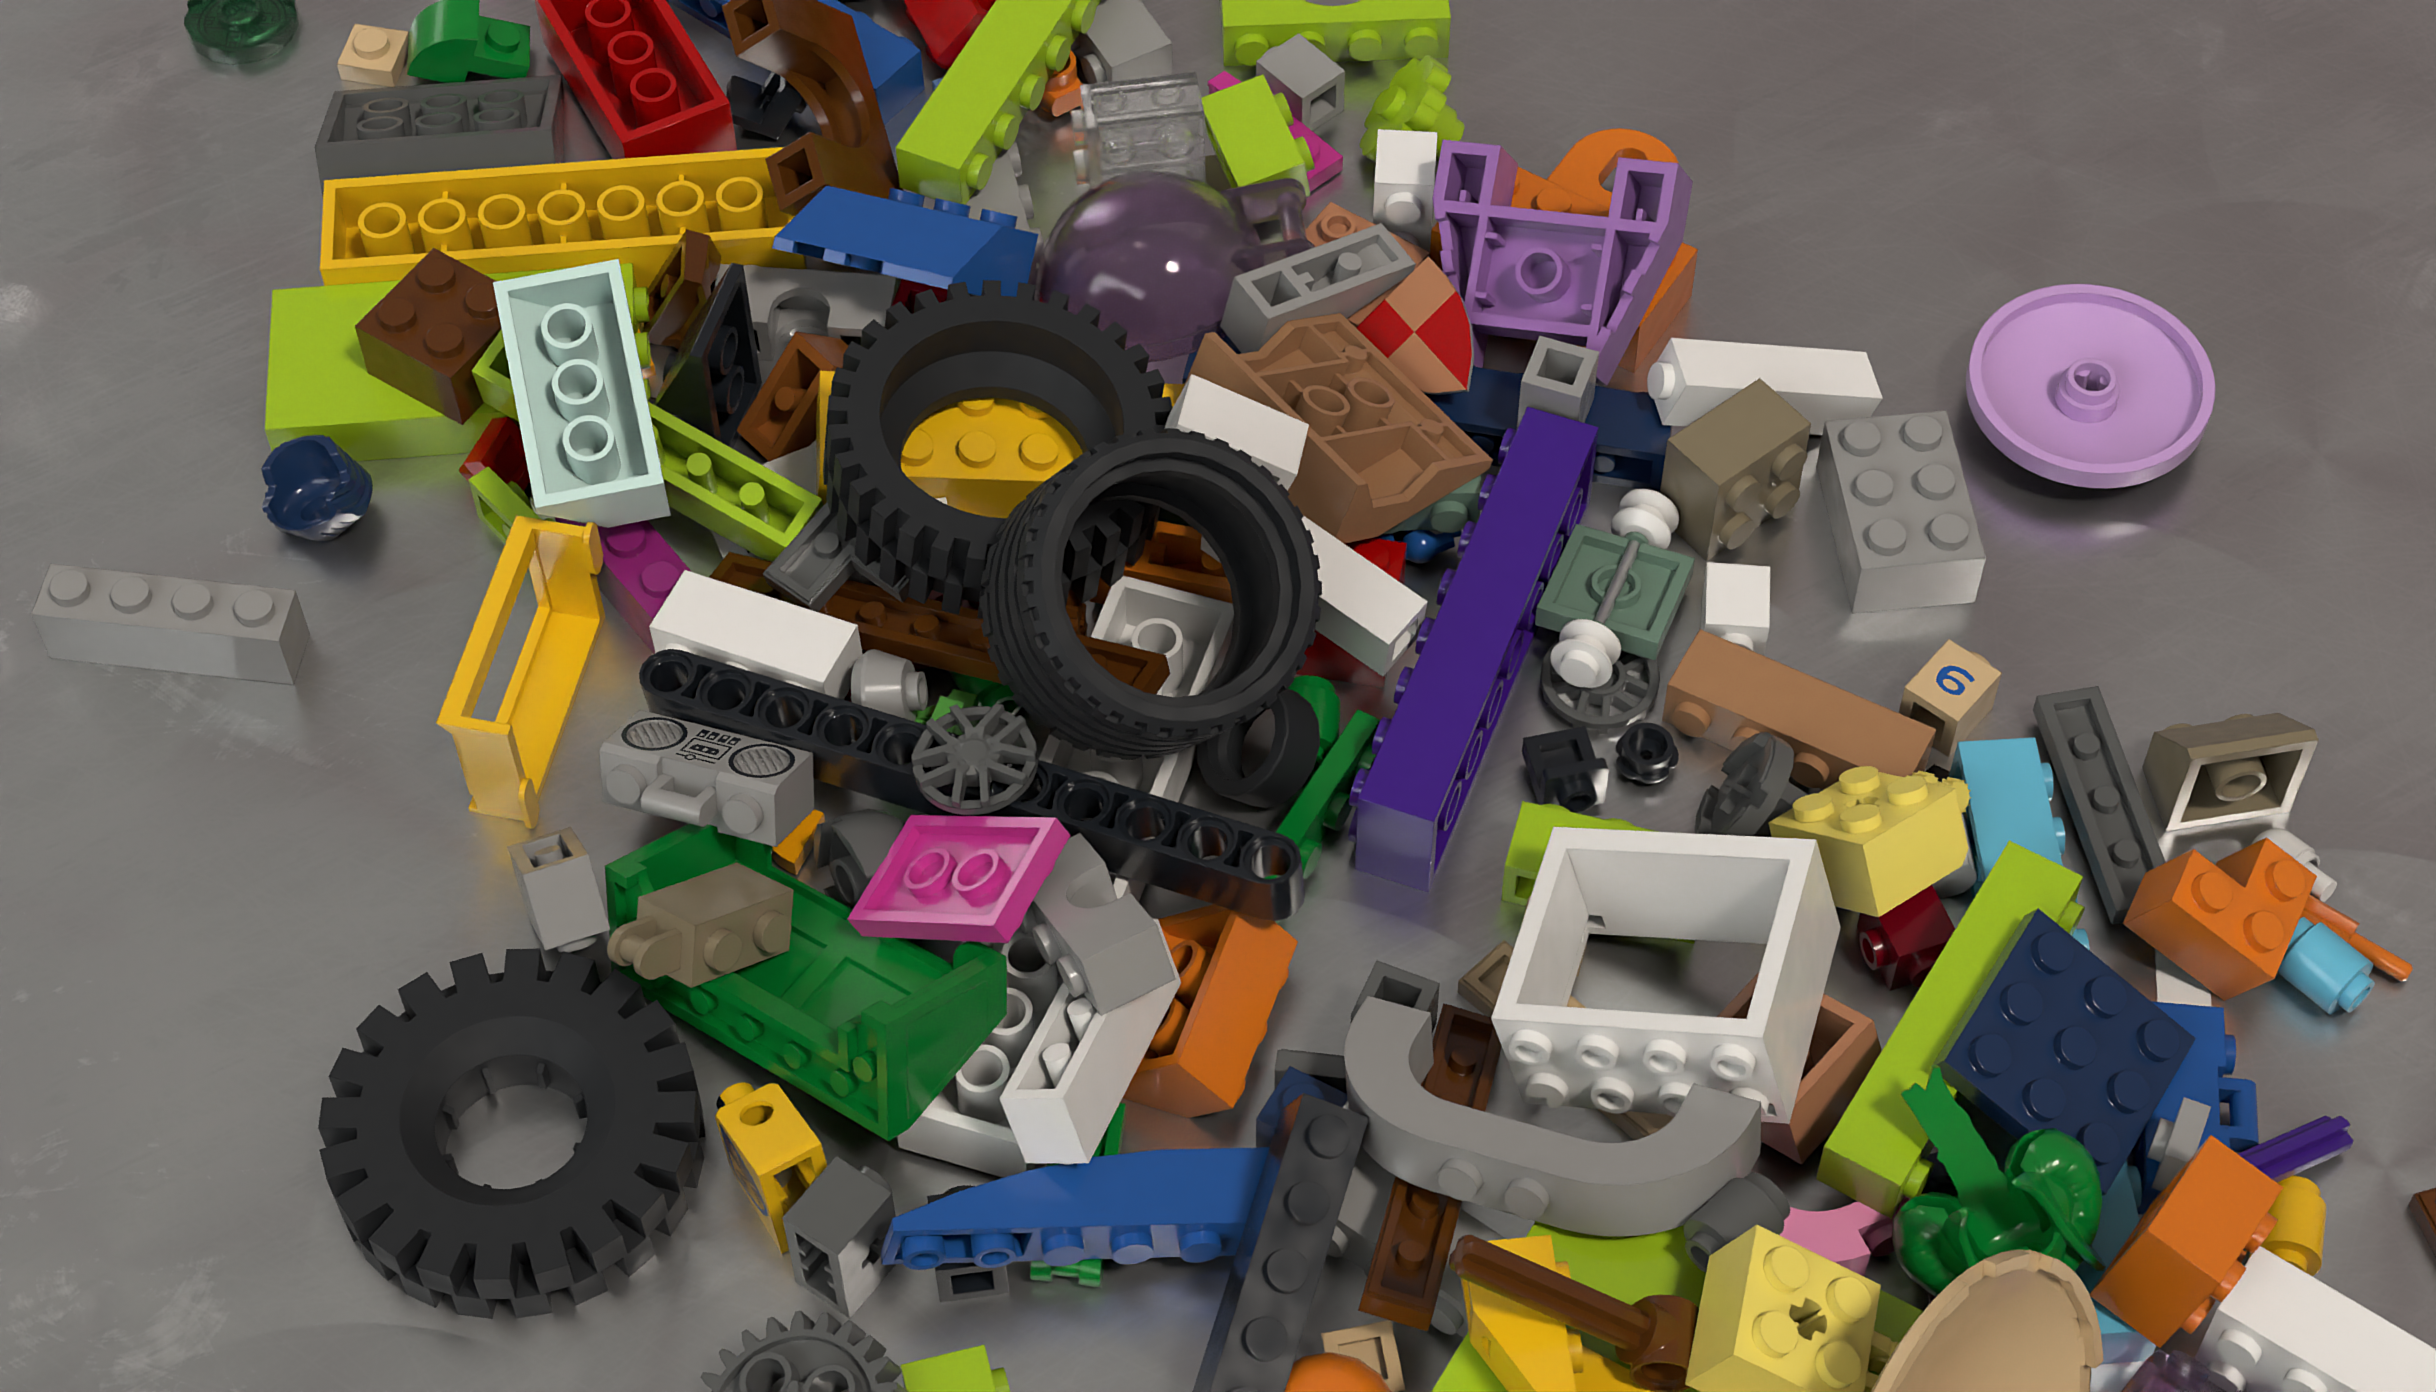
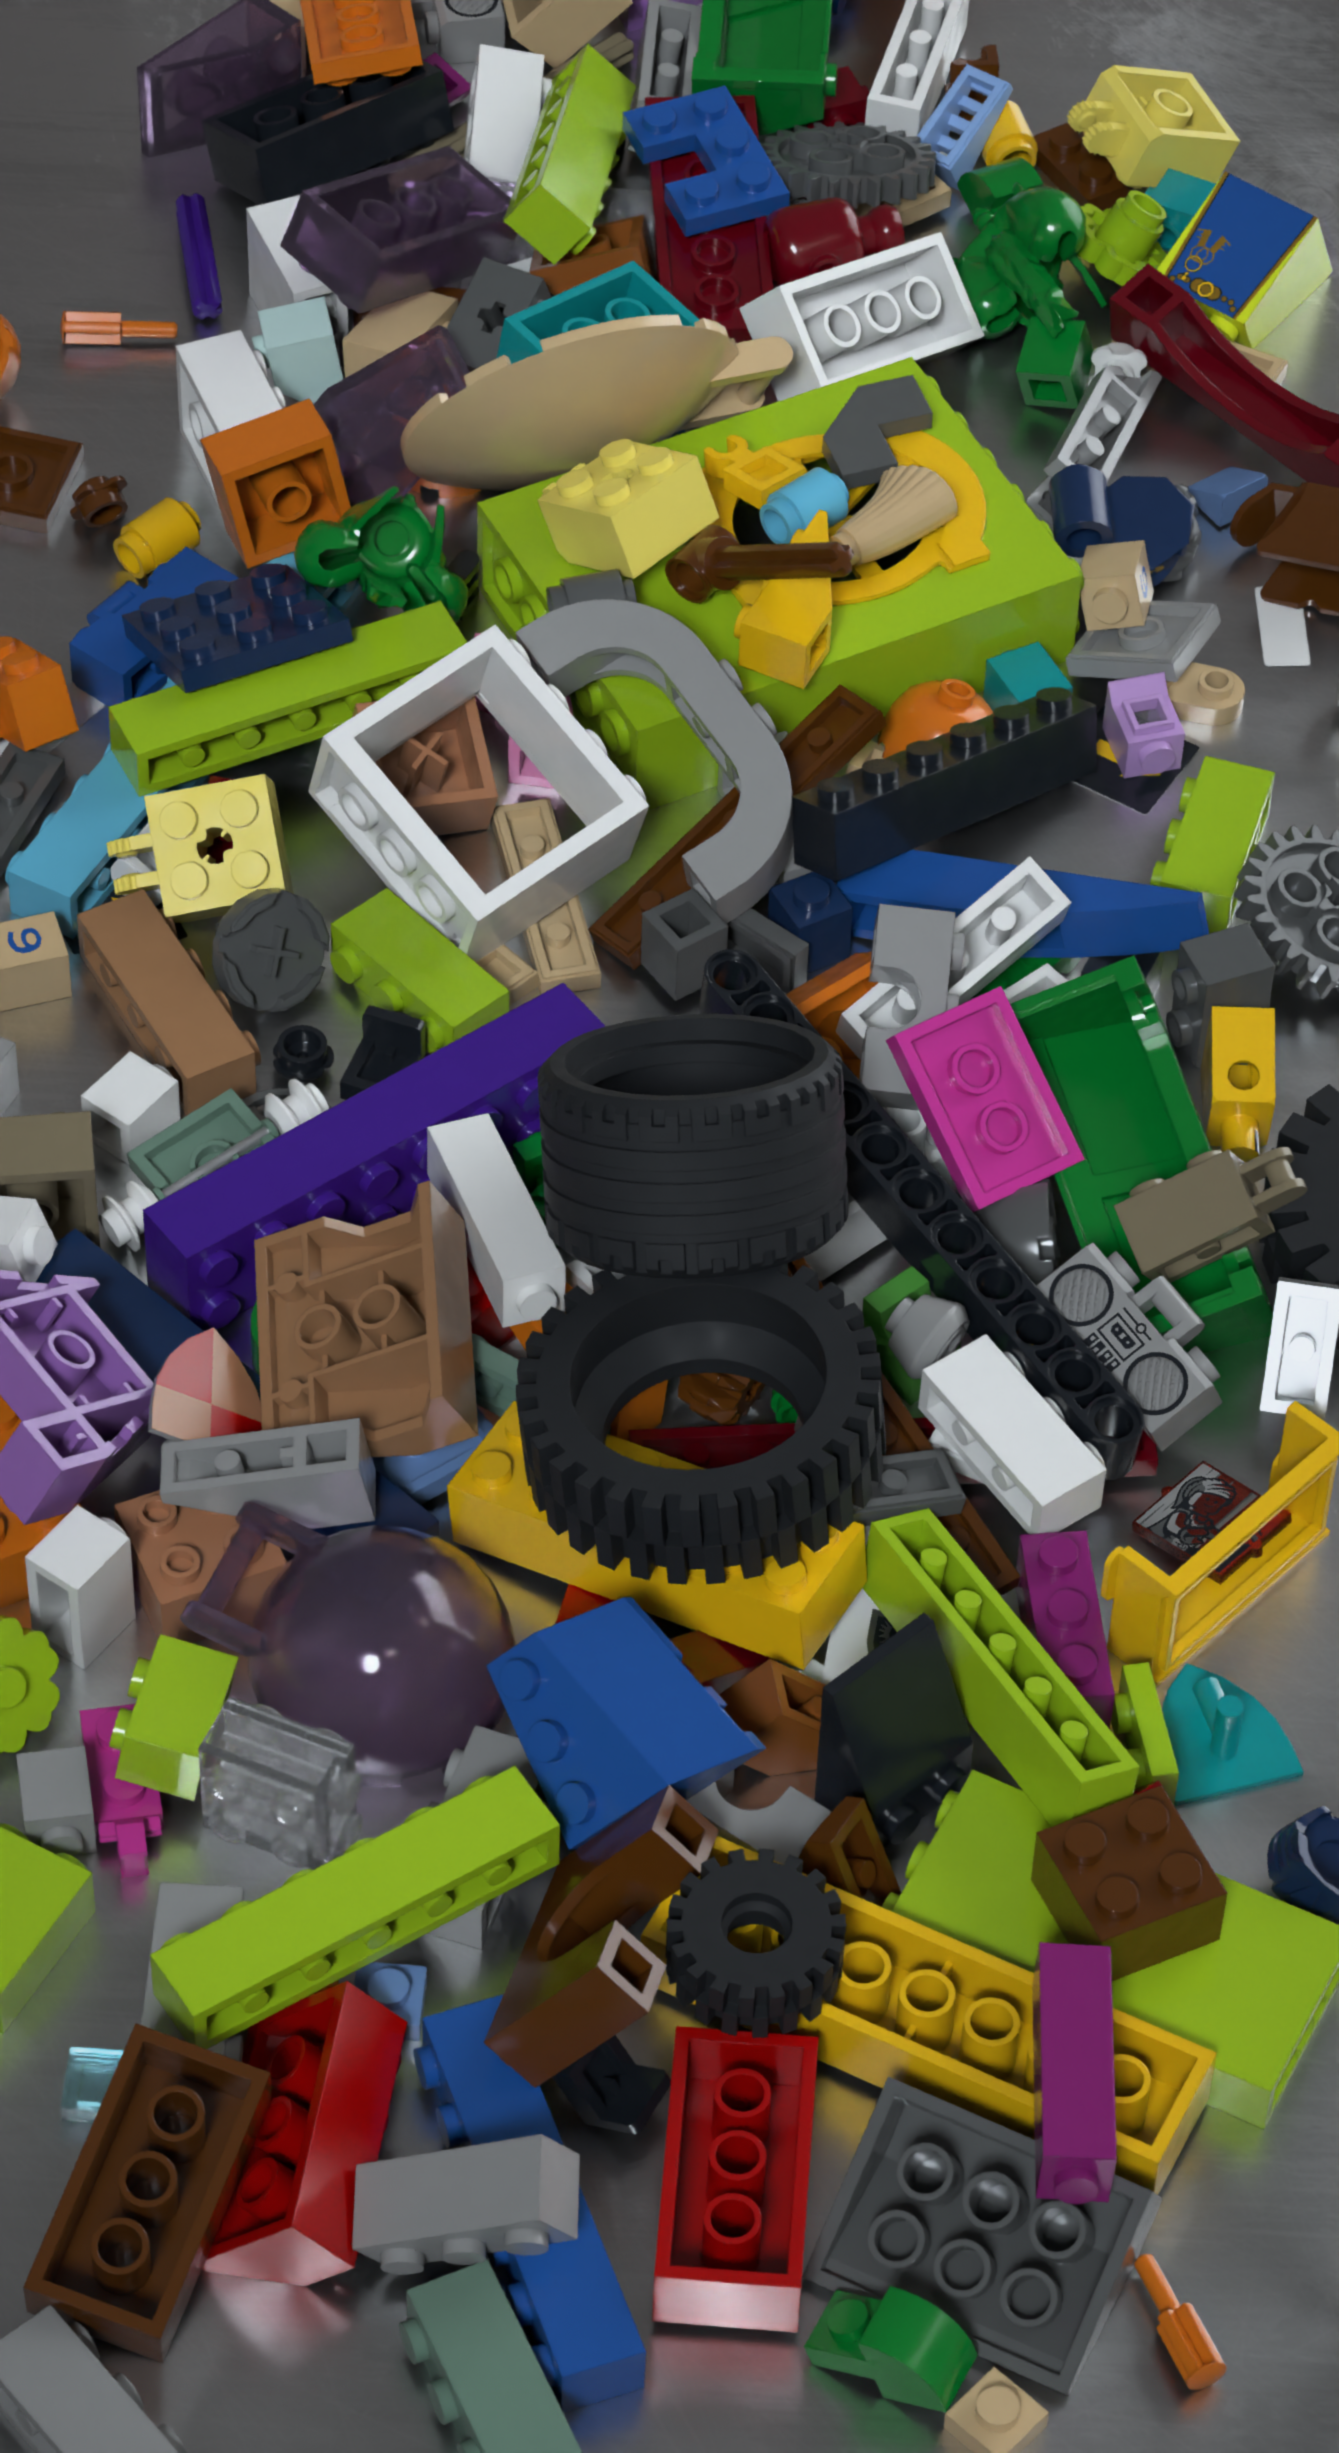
camera: 150 degrees left, 5 degrees down
(269, 158) = (1181, 2329): none -> orange axle
(407, 164) = (1073, 2073): none -> magenta brick
(454, 581) = (1223, 1738): none -> teal shield
(562, 746) = (1198, 1511): none -> piece
(581, 396) = (1055, 1628): light aqua slope -> none
(705, 176) = (747, 1985): none -> black tyre
(974, 759) = (910, 1171): dark grey wheel -> none
(1245, 424) = (512, 1256): white brick -> none
(1559, 380) = (140, 1272): light grey brick -> none
(2177, 1140) = (208, 554): light grey plate -> none
(2301, 1148) = (127, 553): dark purple axle -> none
(2384, 1240) = (100, 501): none -> reddish brown plate

